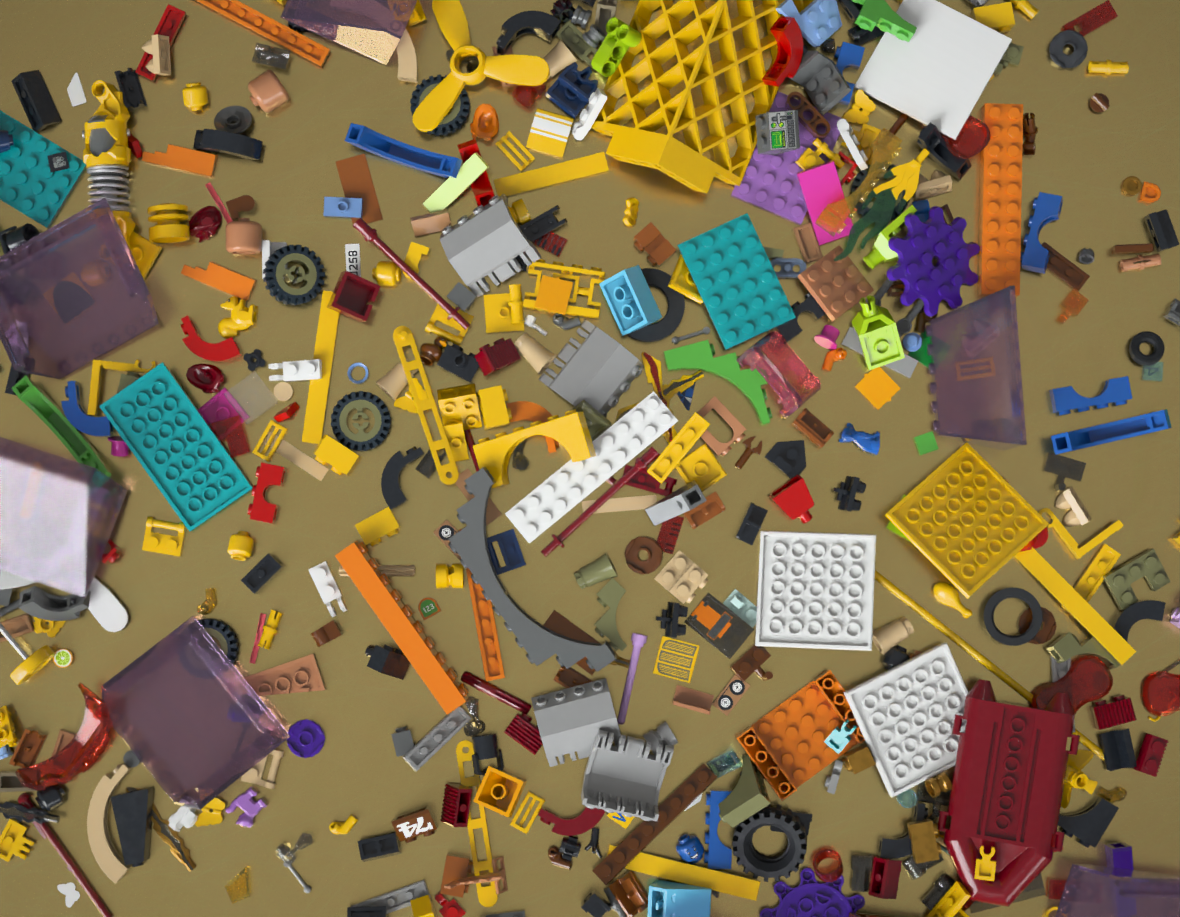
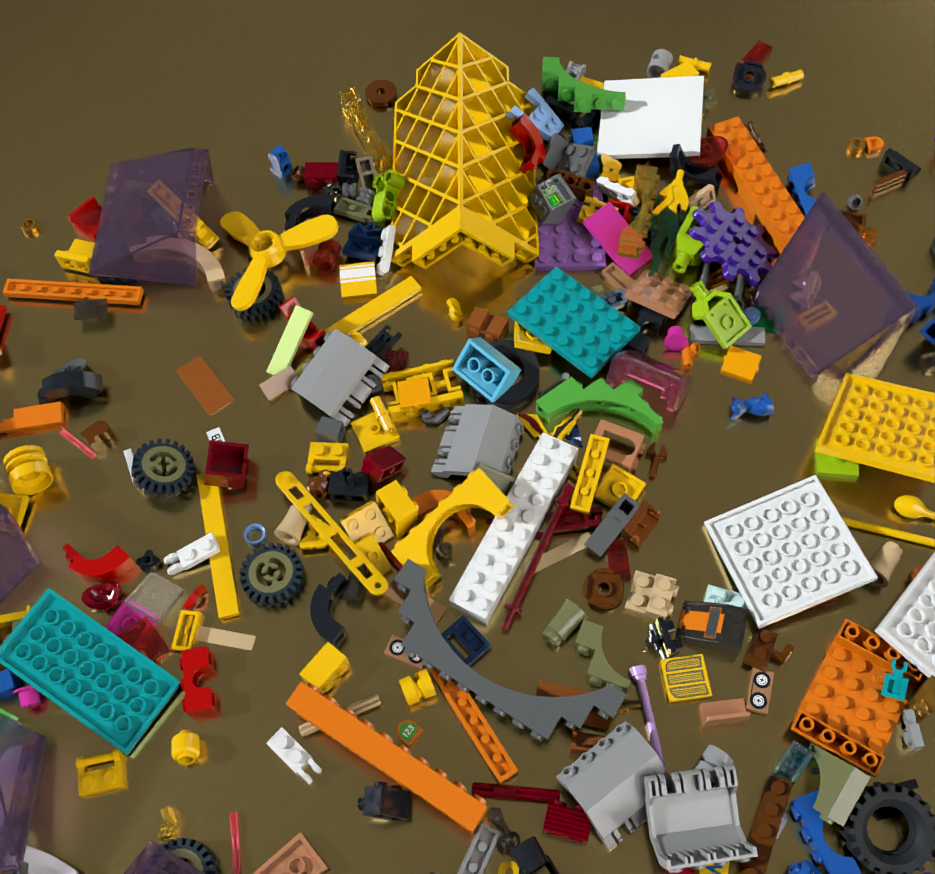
camera: 15 degrees left, 25 degrees down
(113, 555) = (45, 813): red bracket -> none
(195, 96) = (29, 363): yellow head -> none
(205, 223) = (66, 462): dark red hat -> none
(222, 279) = (96, 502): orange piece -> none
(240, 319) = (122, 526): yellow animal -> none
(244, 237) = (105, 455): nougat head -> none
(262, 573) = (217, 765): black panel -> none
(267, 91) = (95, 334): nougat head -> none
(270, 629) = (244, 825): yellow pin -> none
(283, 391) = (186, 579): tan tile -> none
(326, 633) = (308, 803): reddish brown leg -> none
(335, 454) = (256, 615): yellow brick -> none
(343, 207) = (193, 401): medium blue plate -> none
(371, 236) = (225, 408): dark red bar -> none
(386, 273) = (253, 436): yellow head -> none
(402, 153) = (231, 340): blue arch -> none
(414, 256) = (273, 417): yellow leg -> none
(484, 123) = (299, 289): orange hat -> none
(511, 158) = (334, 301): yellow tile -> none
(530, 320) = (403, 430): white hand -> none
(534, 352) = (418, 450): tan plant -> none
(559, 58) = (346, 220): tan plant -> none
(751, 523) = (691, 519): black panel -> none
(788, 457) = (695, 449): black plate -> none
(794, 499) = (720, 479): red torso -> none
(812, 428) = (703, 417): dark orange hinge -> none
(847, 493) = (766, 455): black hips -> none
(895, 657) = (898, 583): black head -> none
(926, 443) = (810, 389): bright green tile -> none
(1099, 102) = (795, 102): reddish brown plate -> none
(1153, 260) = (900, 190): nougat pin -> none

